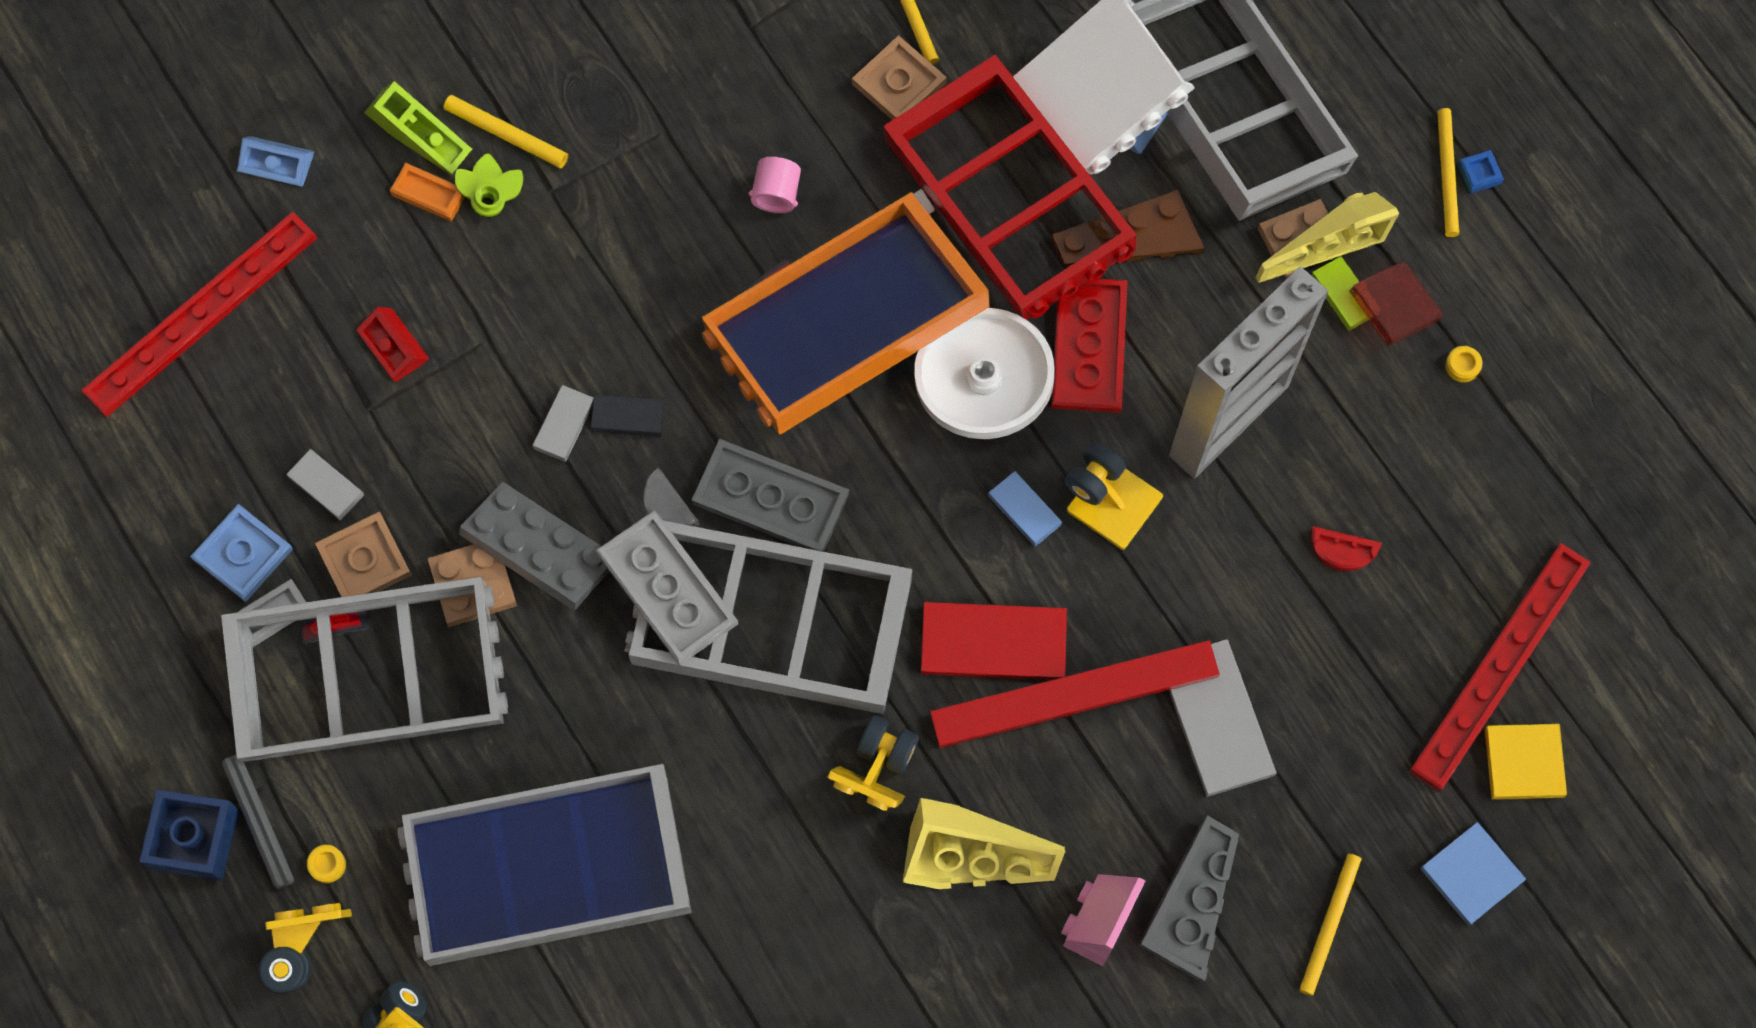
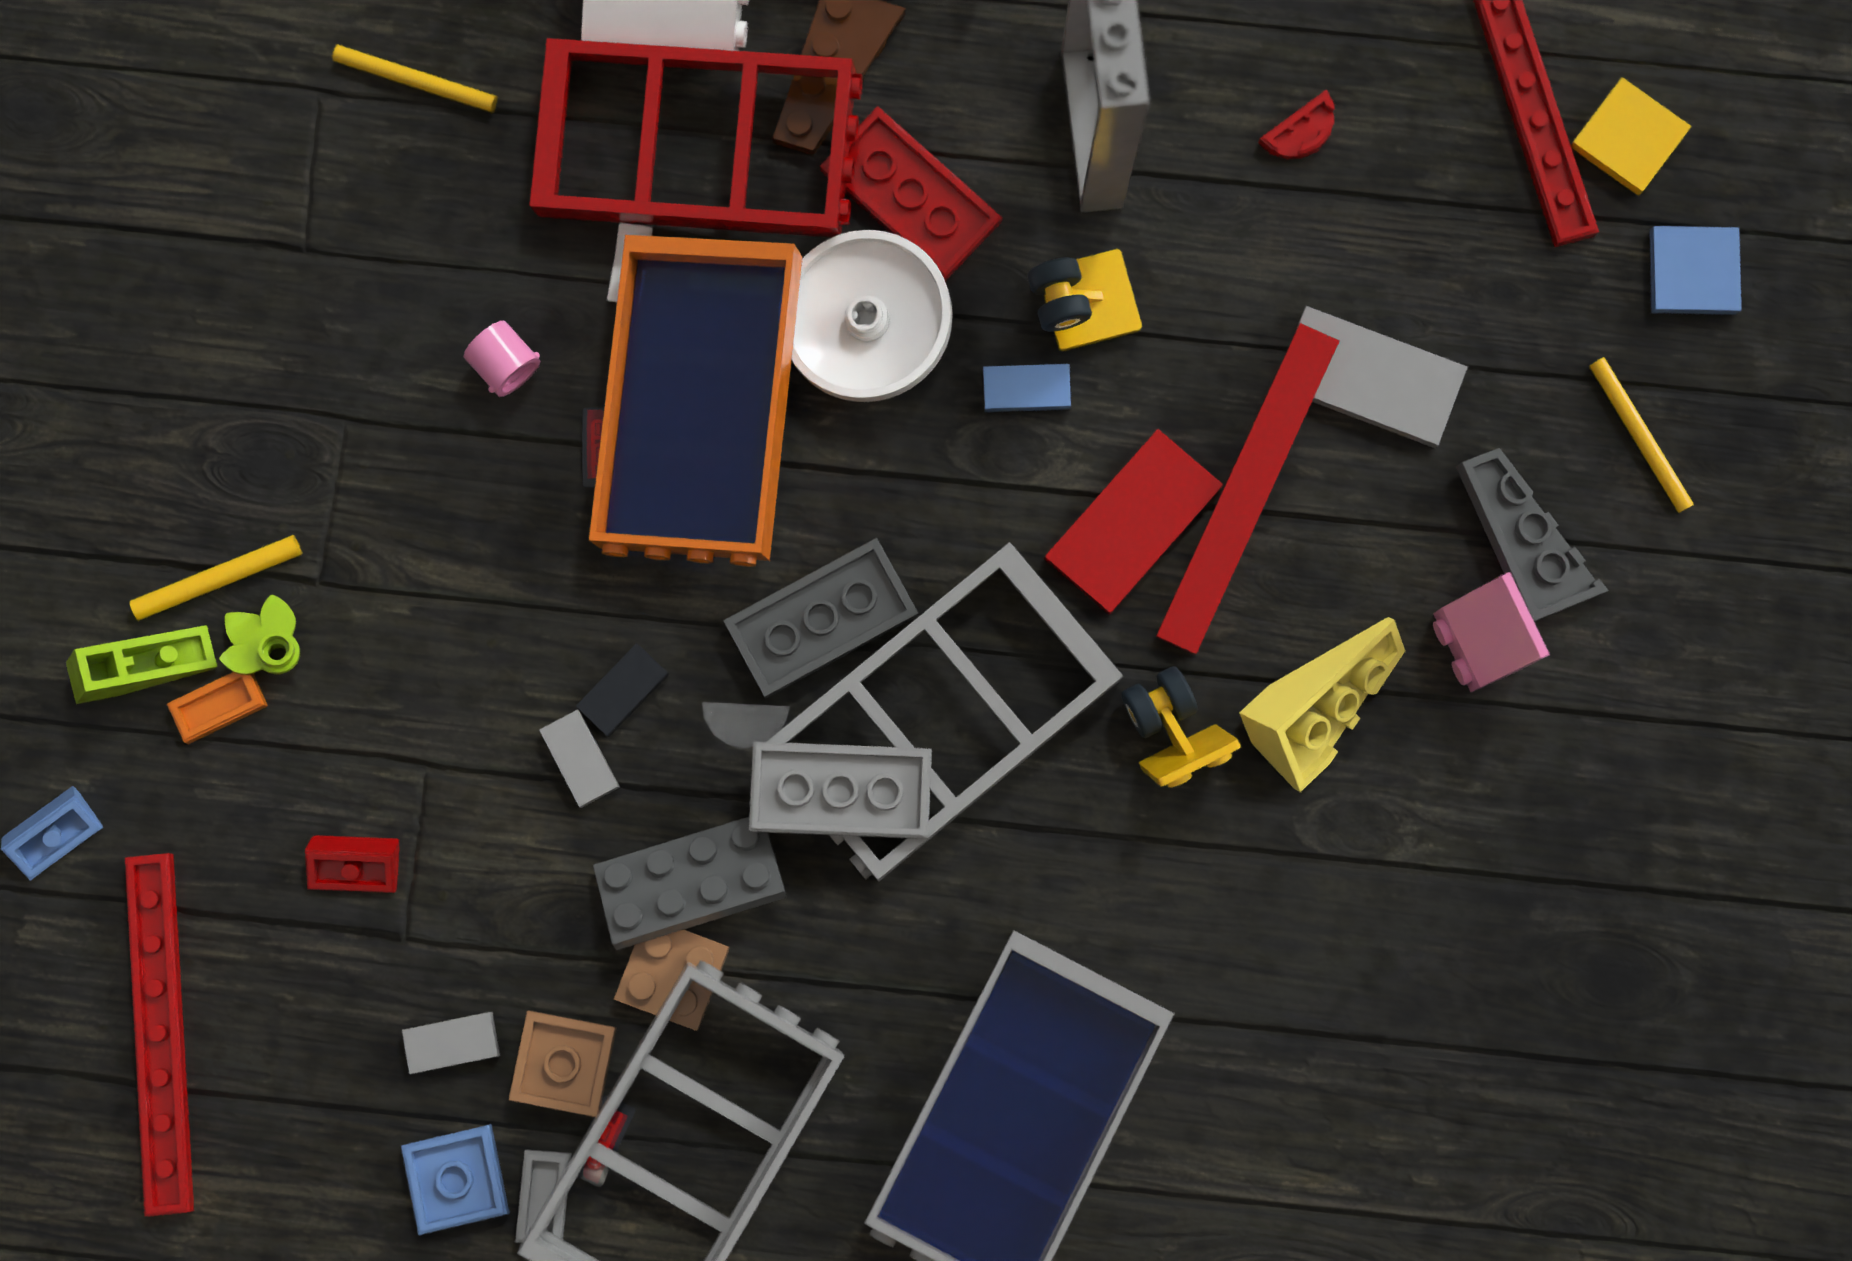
camera: 50 degrees left, 10 degrees up
(898, 79) = (488, 152): medium nougat plate -> none

